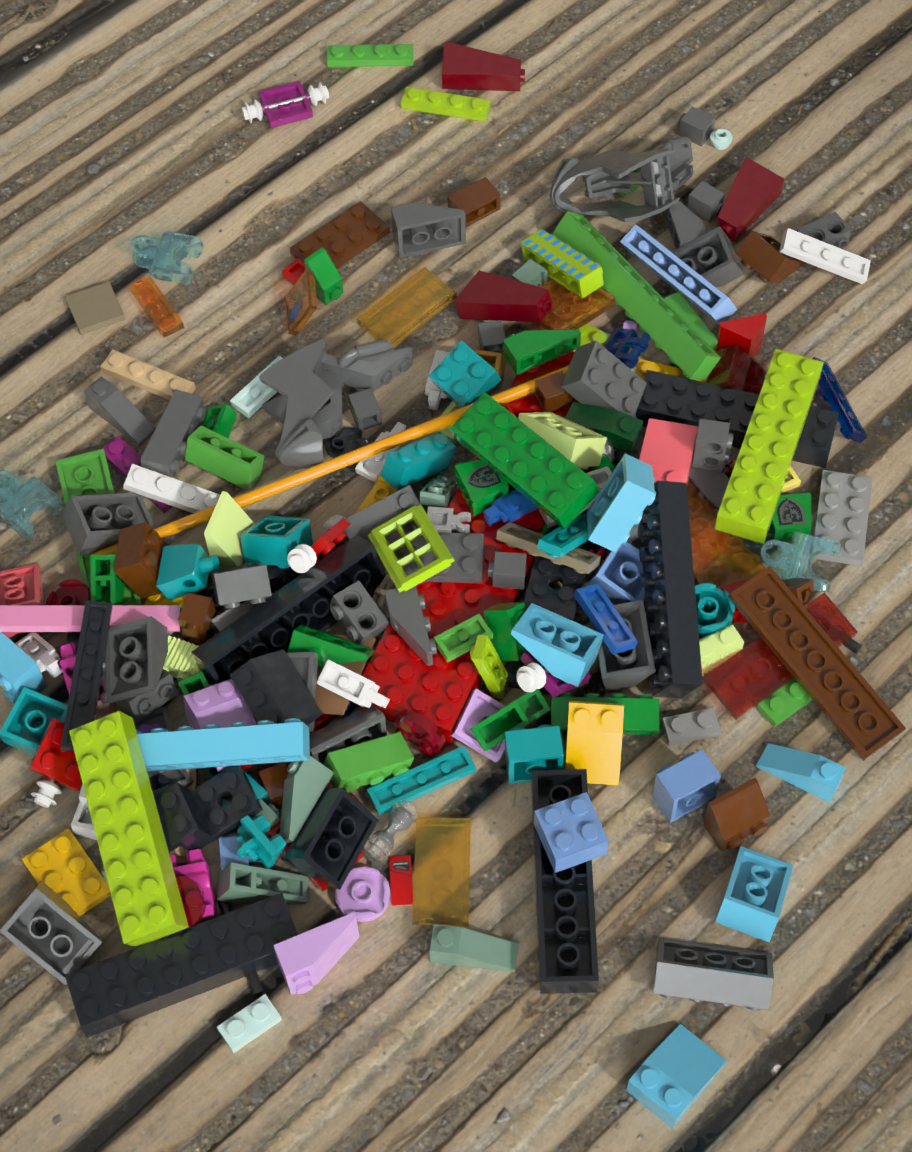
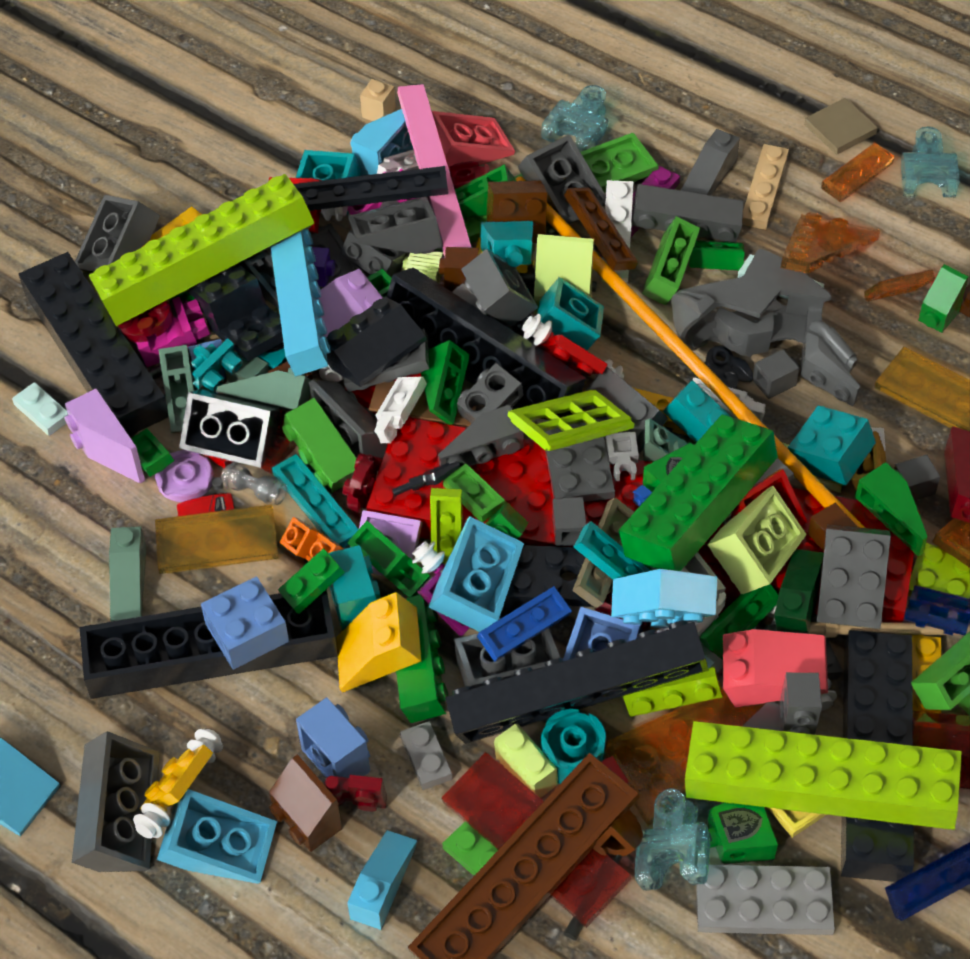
camera: 80 degrees right, 5 degrees down
(179, 498) = (601, 229): none -> reddish brown tile
(244, 338) = (822, 240): none -> clear orange wing
(337, 910) = (151, 452): none -> green plate
(442, 668) = (430, 477): none -> black hand
(469, 787) = (306, 541): none -> orange slope
(535, 774) = (311, 581): none -> green plate
(706, 913) = (175, 782): none -> plate
(732, 768) = (363, 791): none -> dark red plate

